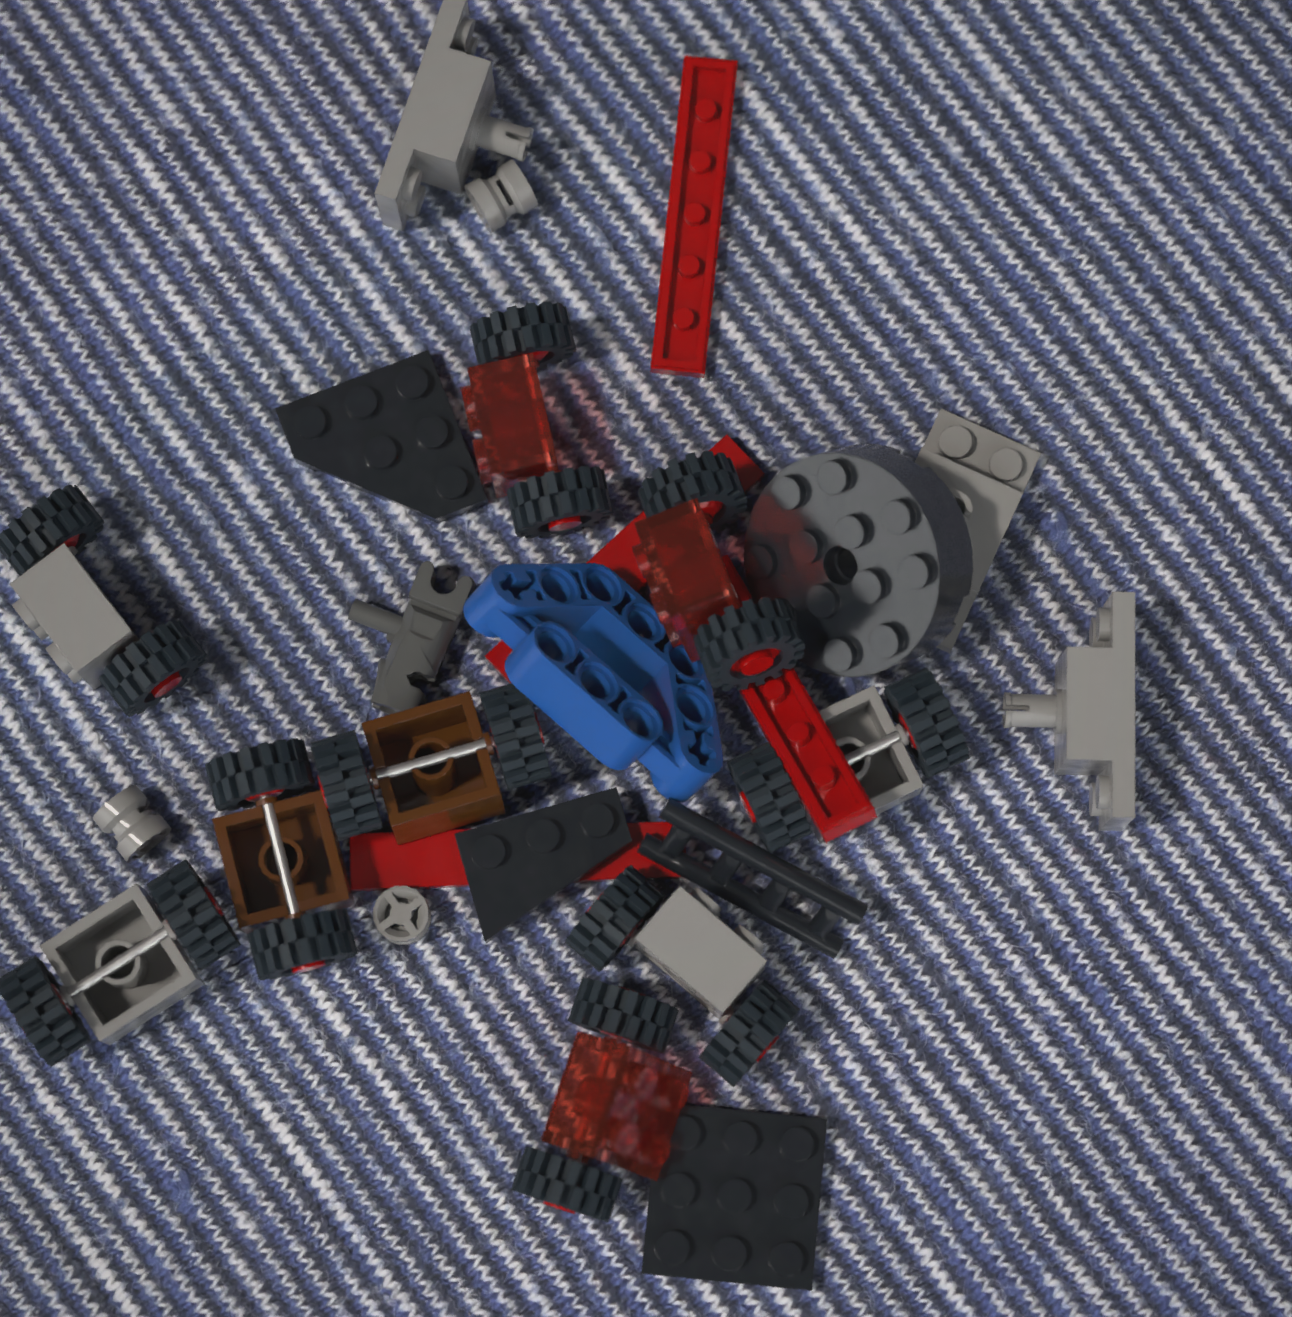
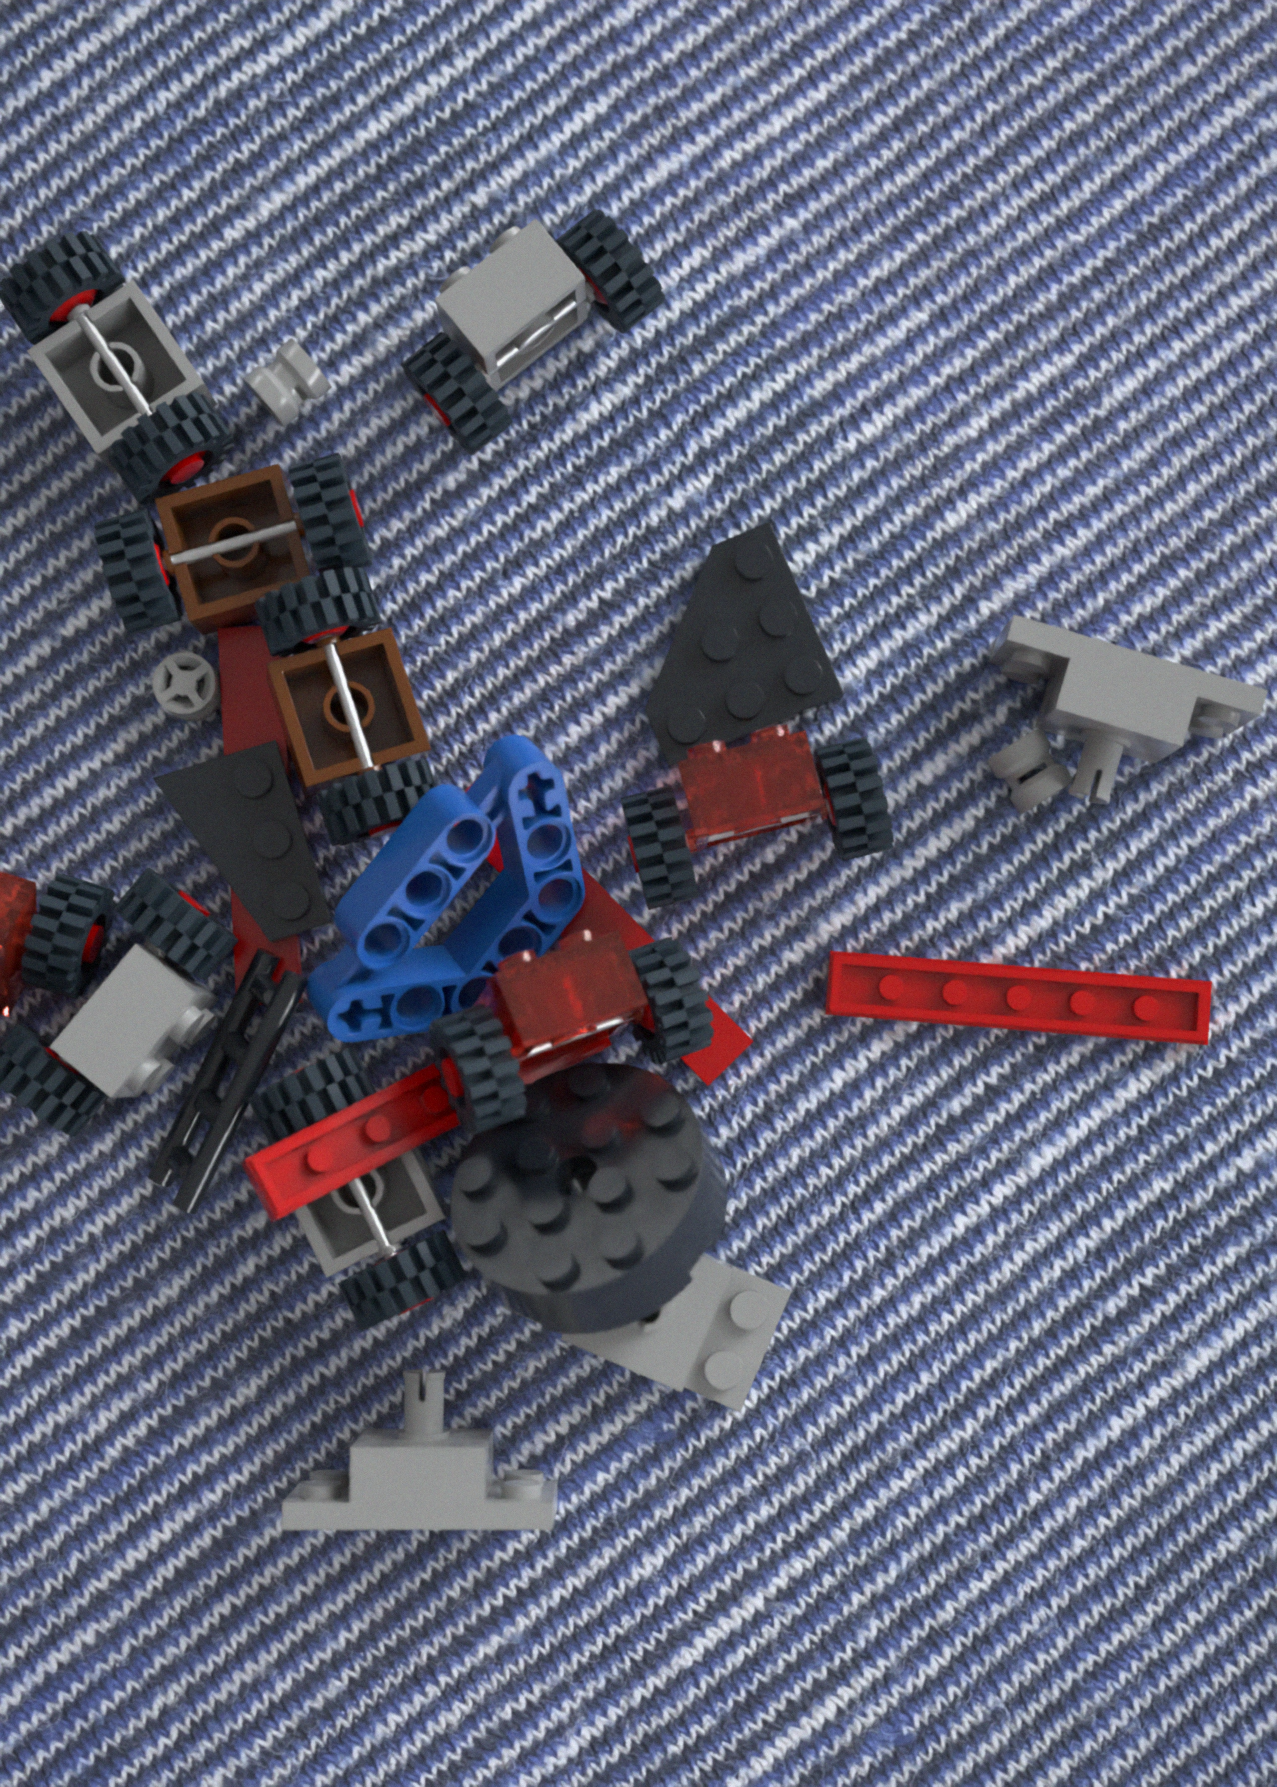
camera: 90 degrees right, 5 degrees up
(416, 639) = (501, 692): dark grey piece -> none

